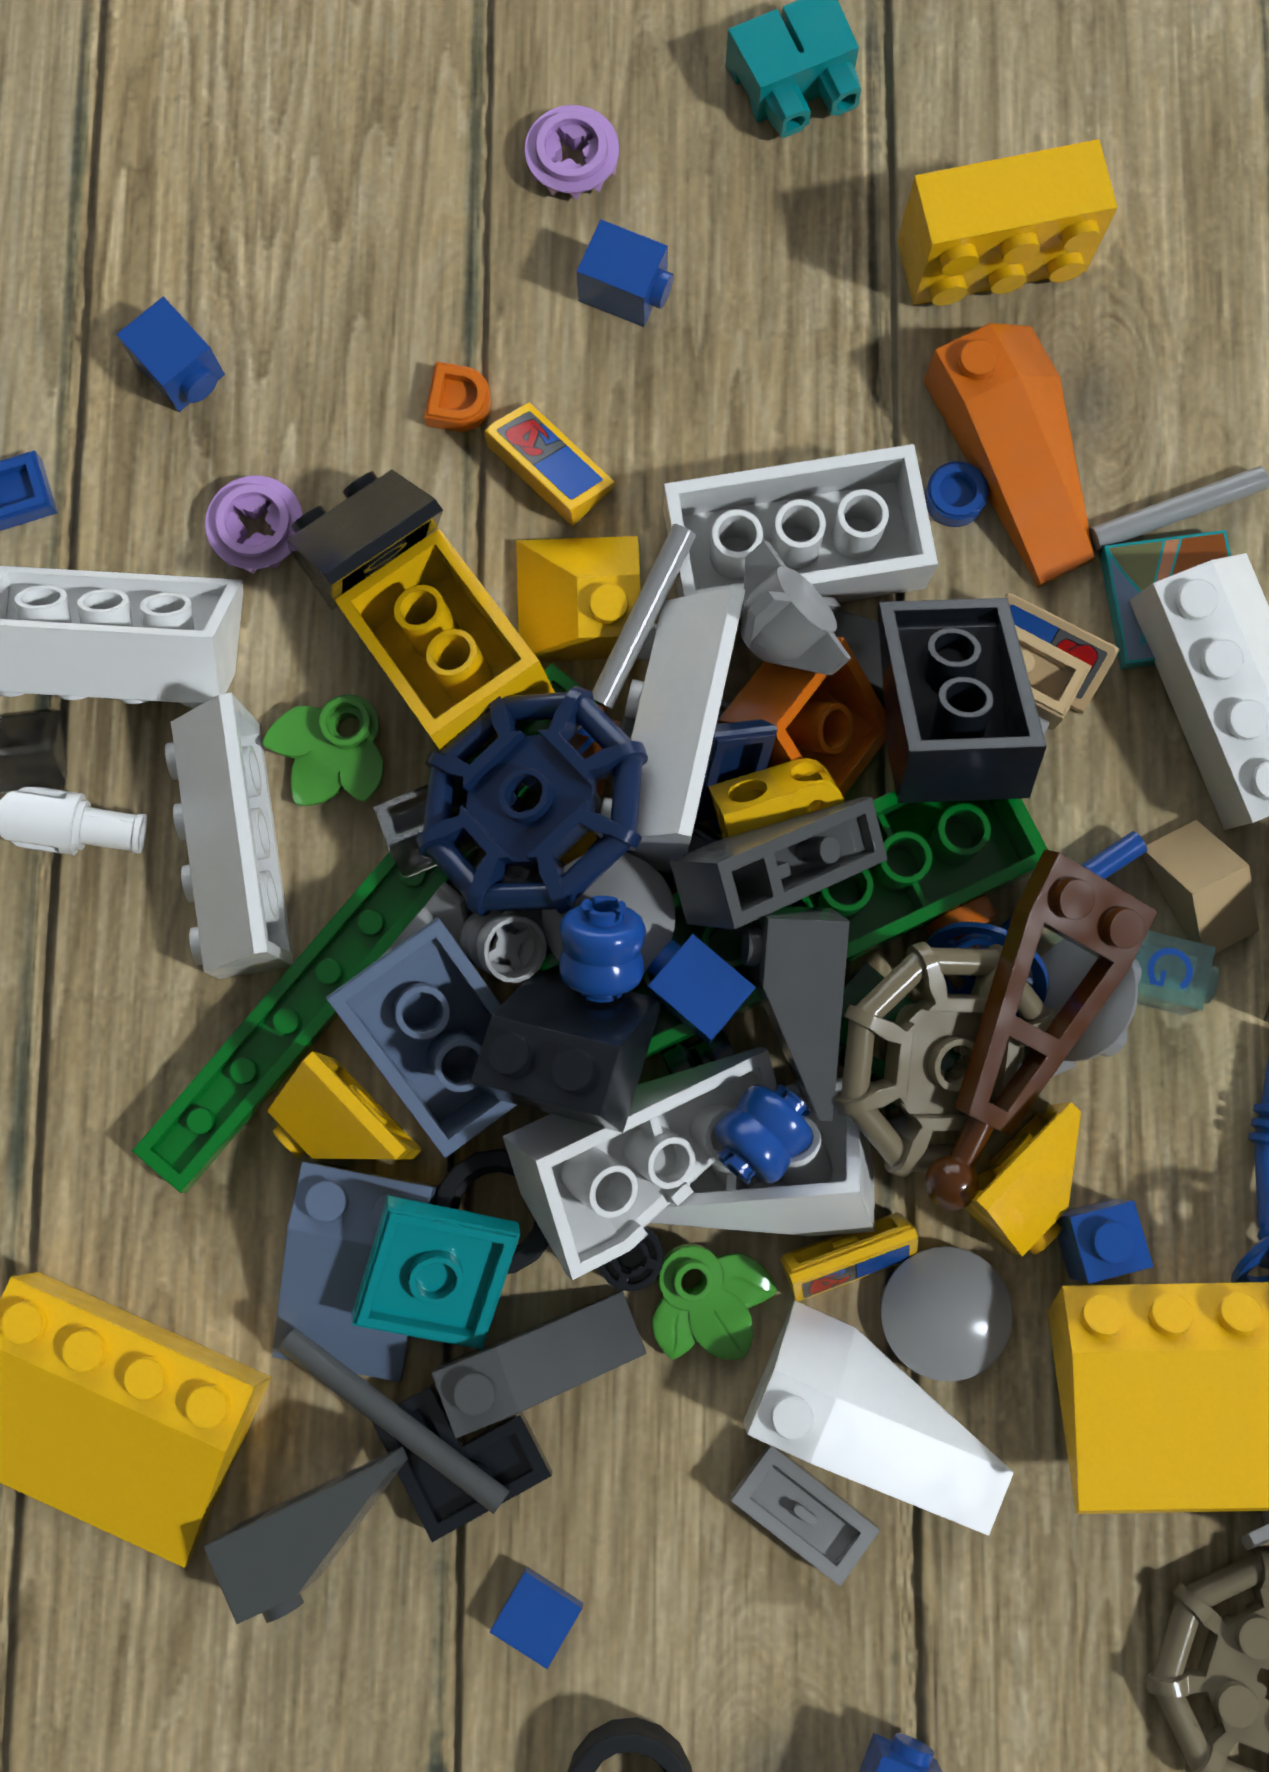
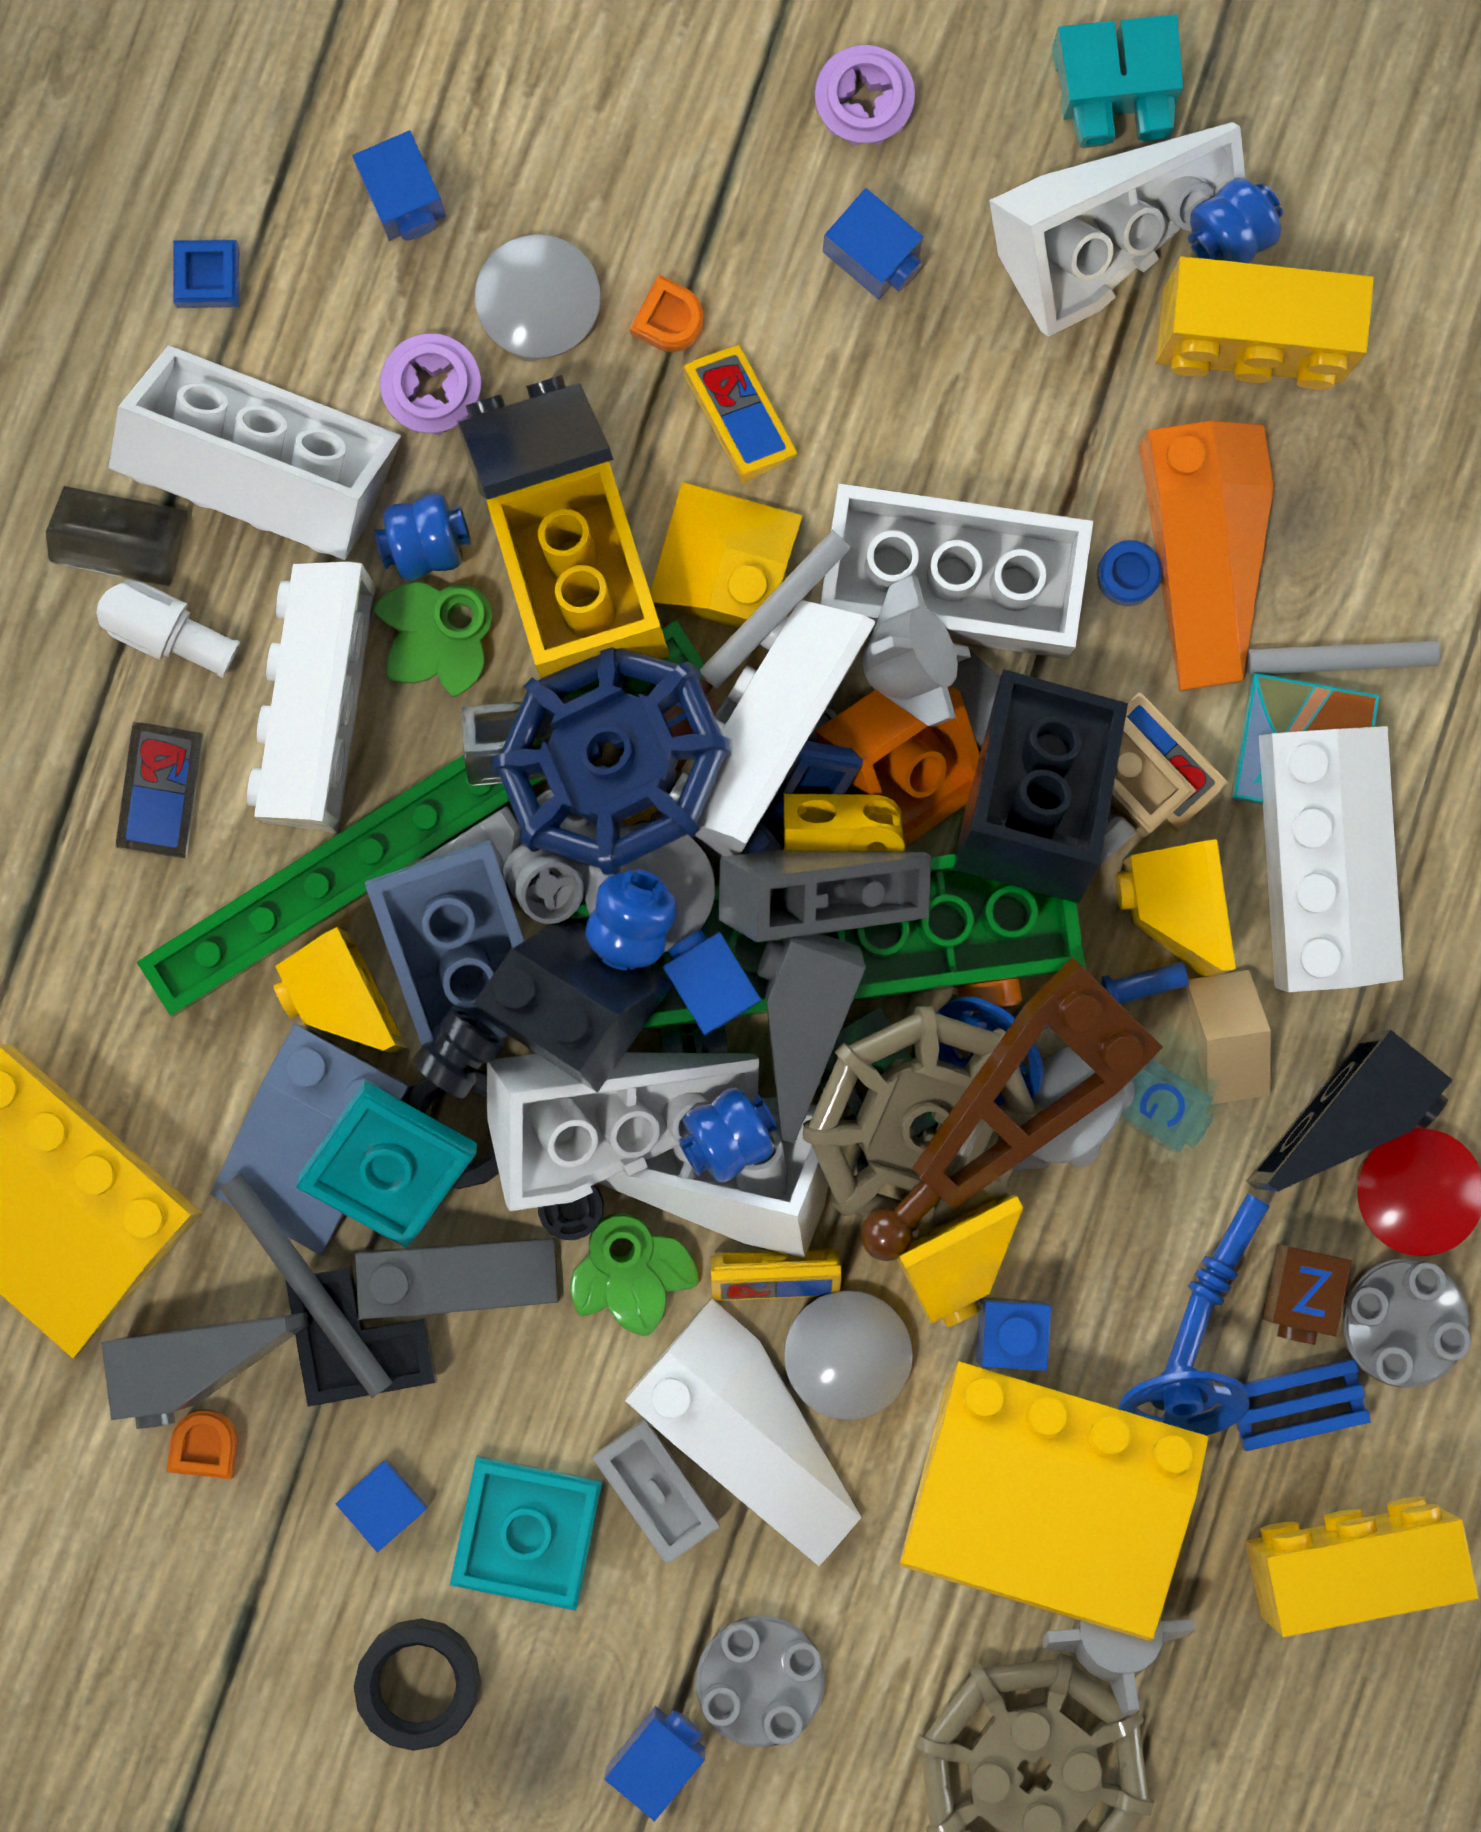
camera: 10 degrees right, 5 degrees up
(107, 979) = (159, 790): none -> slope
(288, 662) = (422, 537): none -> blue piece
(330, 416) = (537, 296): none -> light grey dish
(341, 1614) = (204, 1445): none -> orange tile
(471, 1136) = (458, 1052): none -> black wheel
(689, 1598) = (526, 1533): none -> teal tile
(819, 195) = (1095, 223): none -> white wedge
(945, 142) = (1236, 222): none -> blue piece
(971, 1675) = (760, 1681): none -> light grey dish
(1121, 774) = (1180, 903): none -> yellow slope

